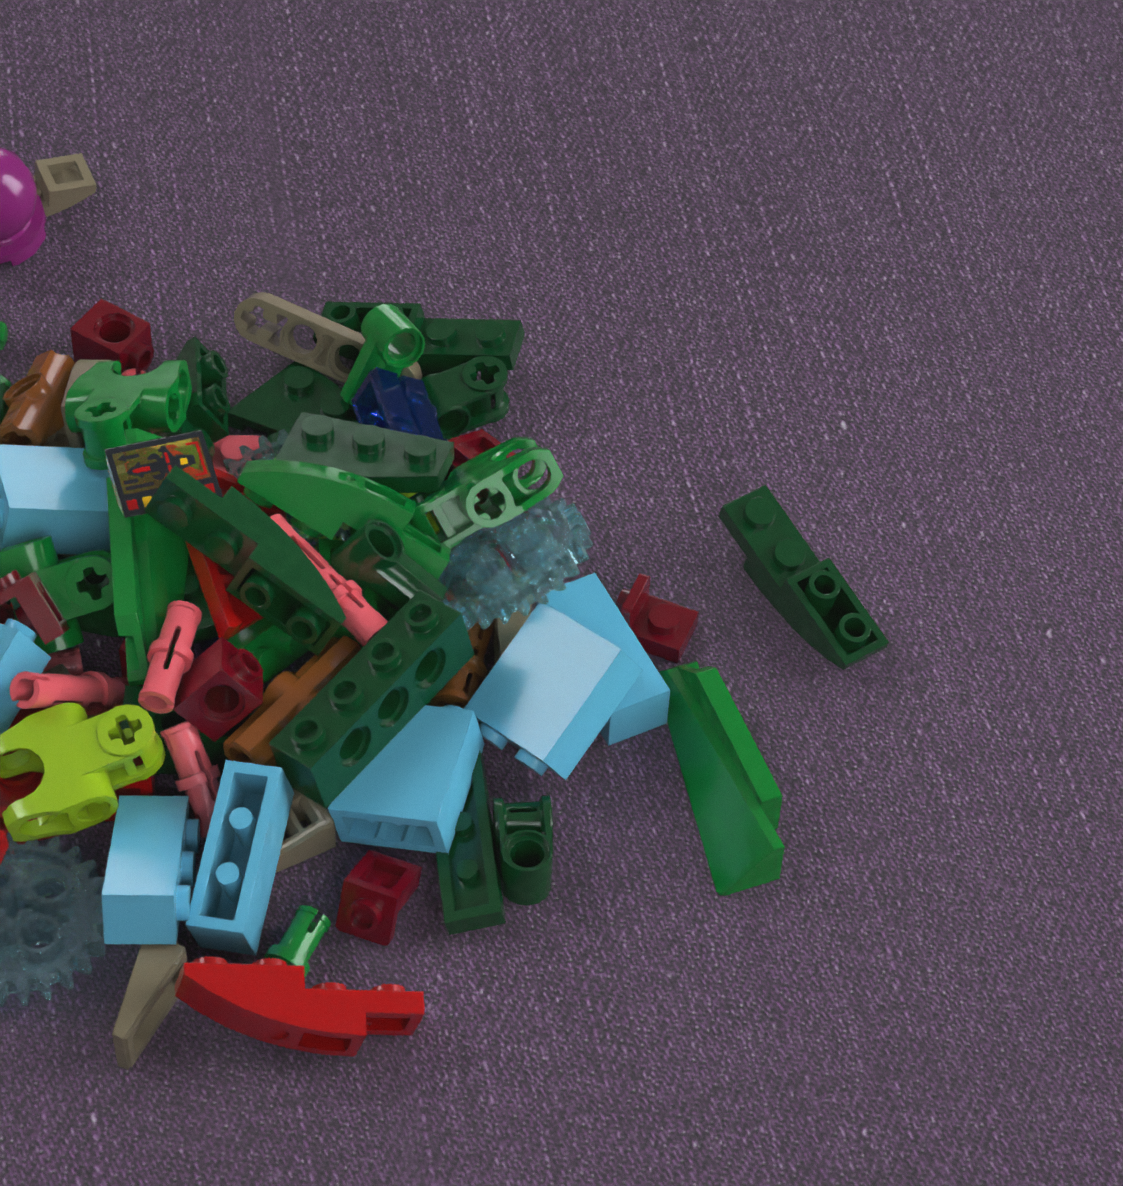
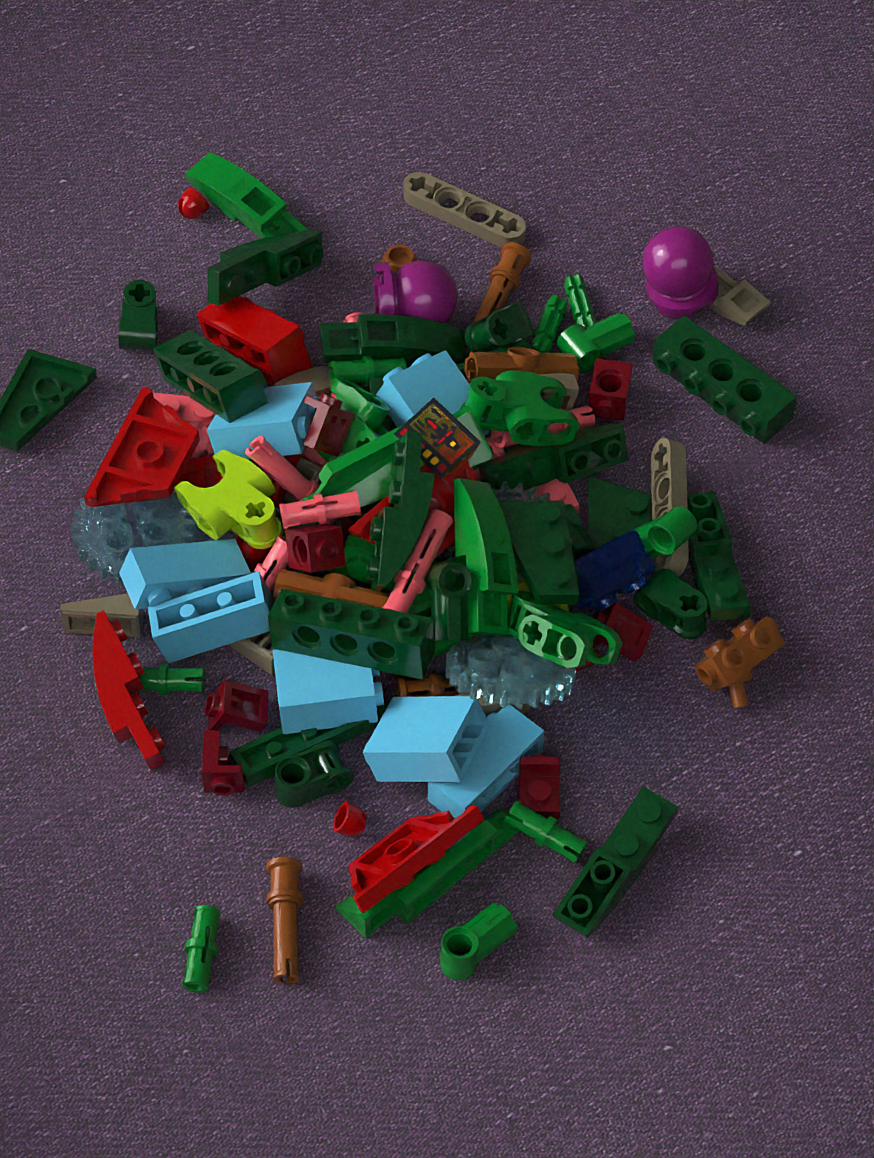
camera: 70 degrees right, 5 degrees up
(26, 326) = (596, 340): none -> green piece
(164, 236) = (724, 379): none -> dark green brick
(455, 948) = (216, 772): none -> dark red bracket
(573, 364) = (732, 661): none -> dark orange brick
(599, 825) = (349, 820): none -> red hinge
(701, 937) = (284, 902): none -> dark orange pin
(705, 777) = (405, 852): none -> red wing
(723, 633) = (545, 831): none -> green pin
(730, 1056) = (201, 948): none -> green pin
(846, 756) = (476, 939): none -> green piece

